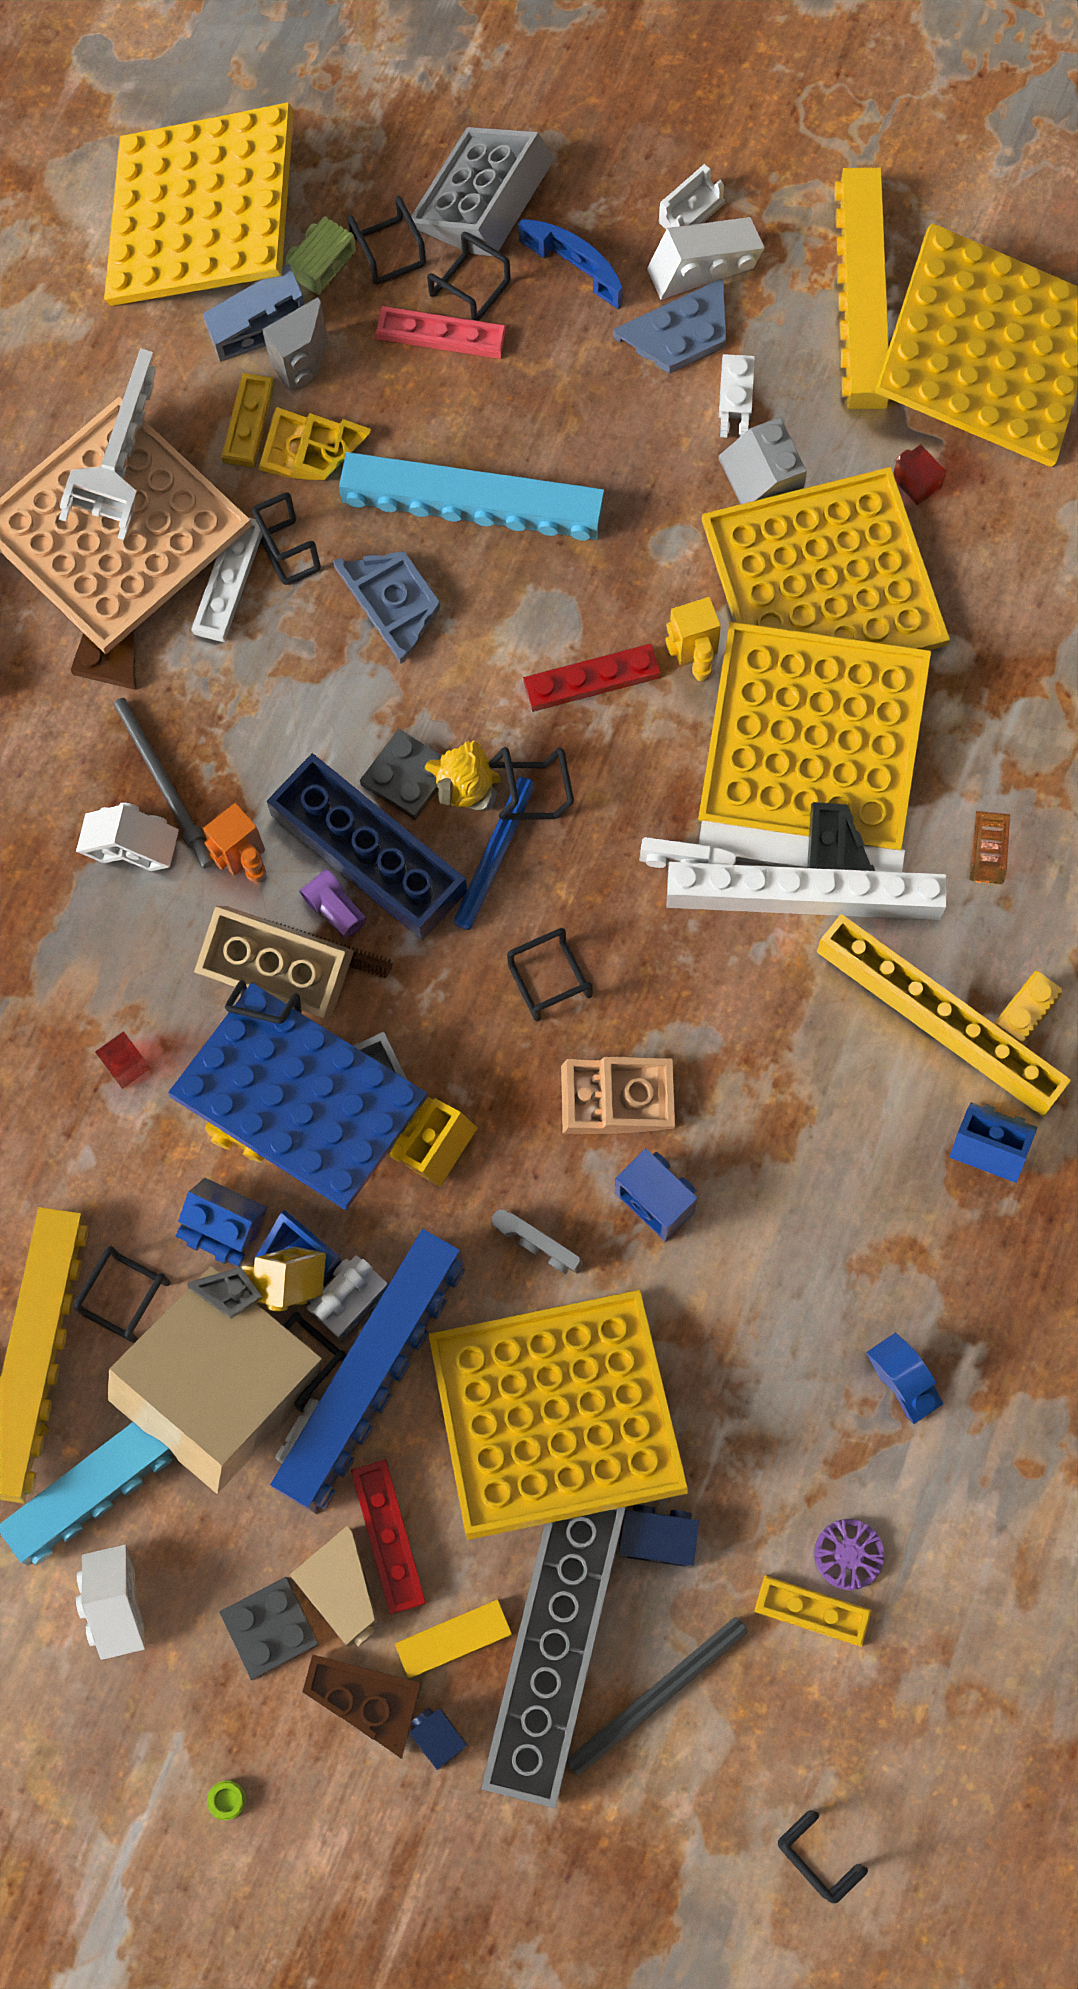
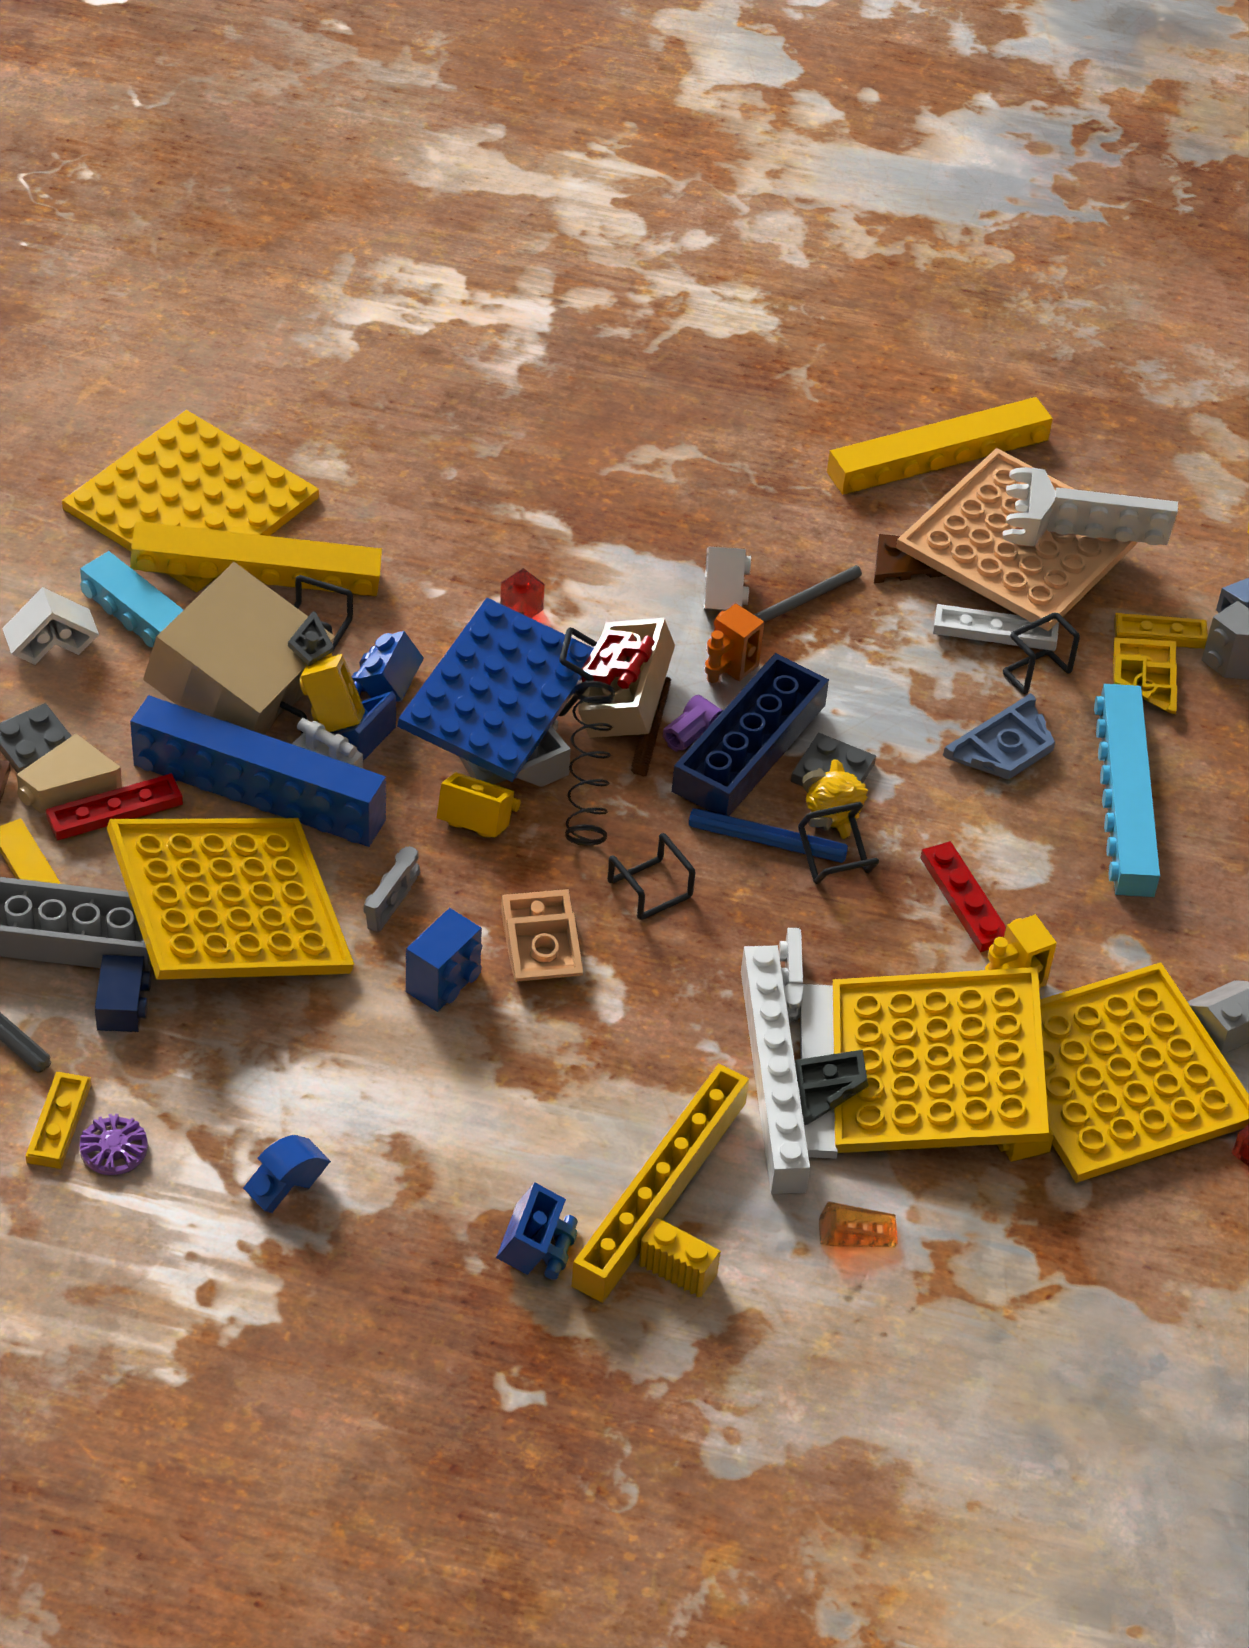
camera: 75 degrees right, 25 degrees down
(264, 972) = (611, 652): none -> red plate
(326, 993) = (594, 699): none -> black piece

